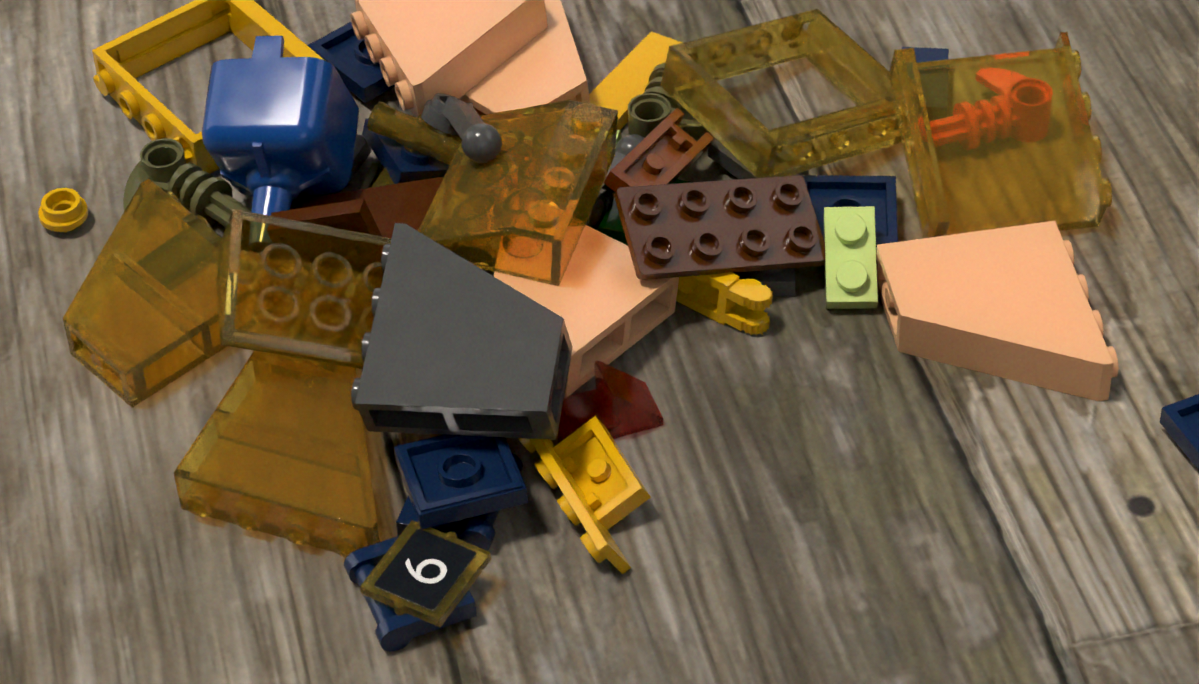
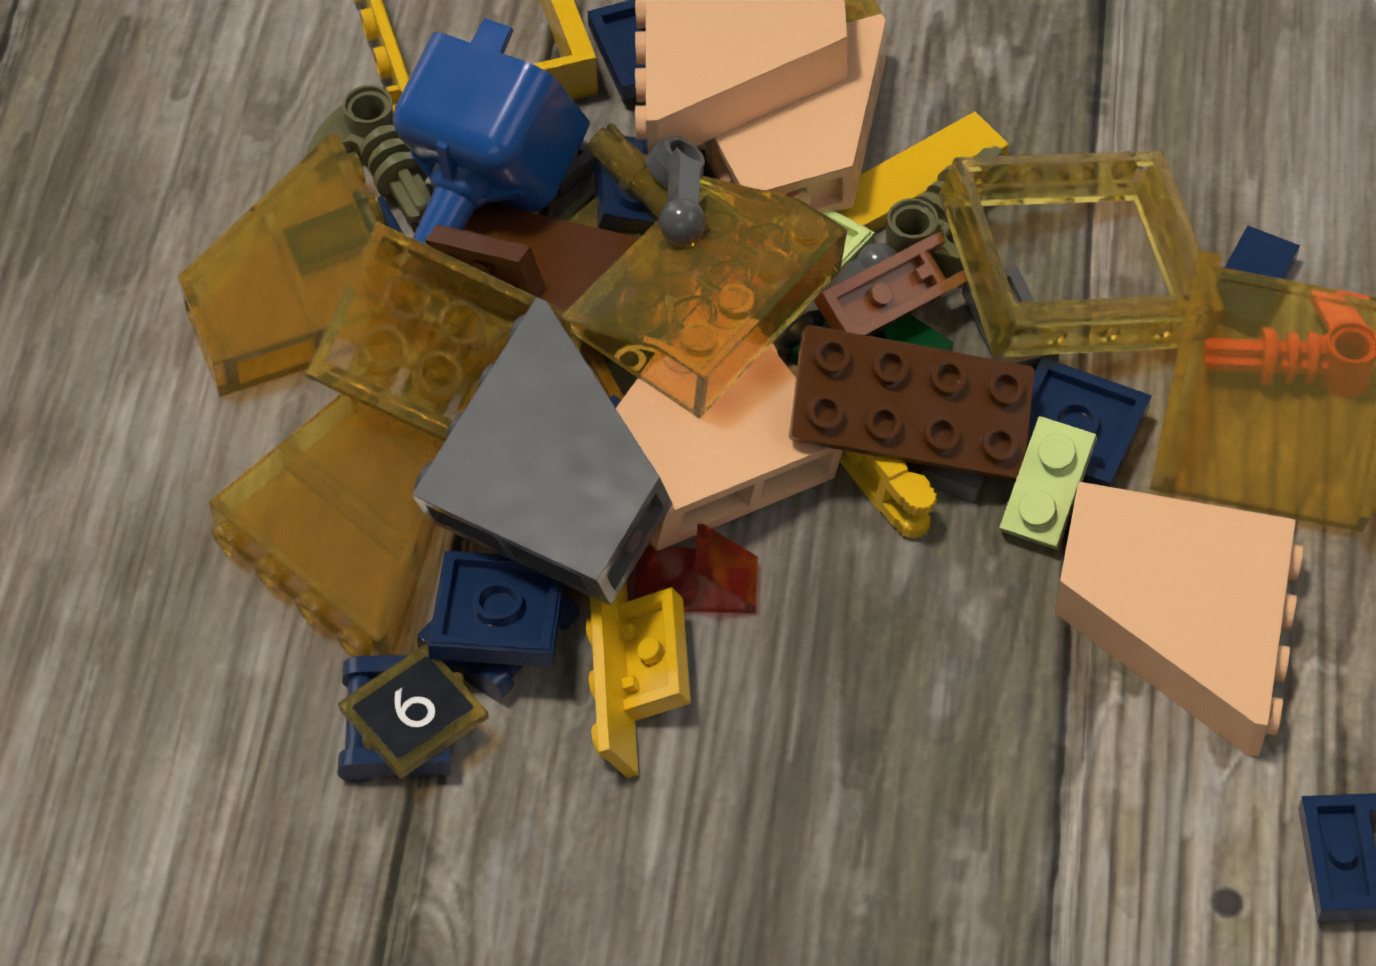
camera: 20 degrees right, 10 degrees up
(62, 210) = (247, 134): yellow plate -> none

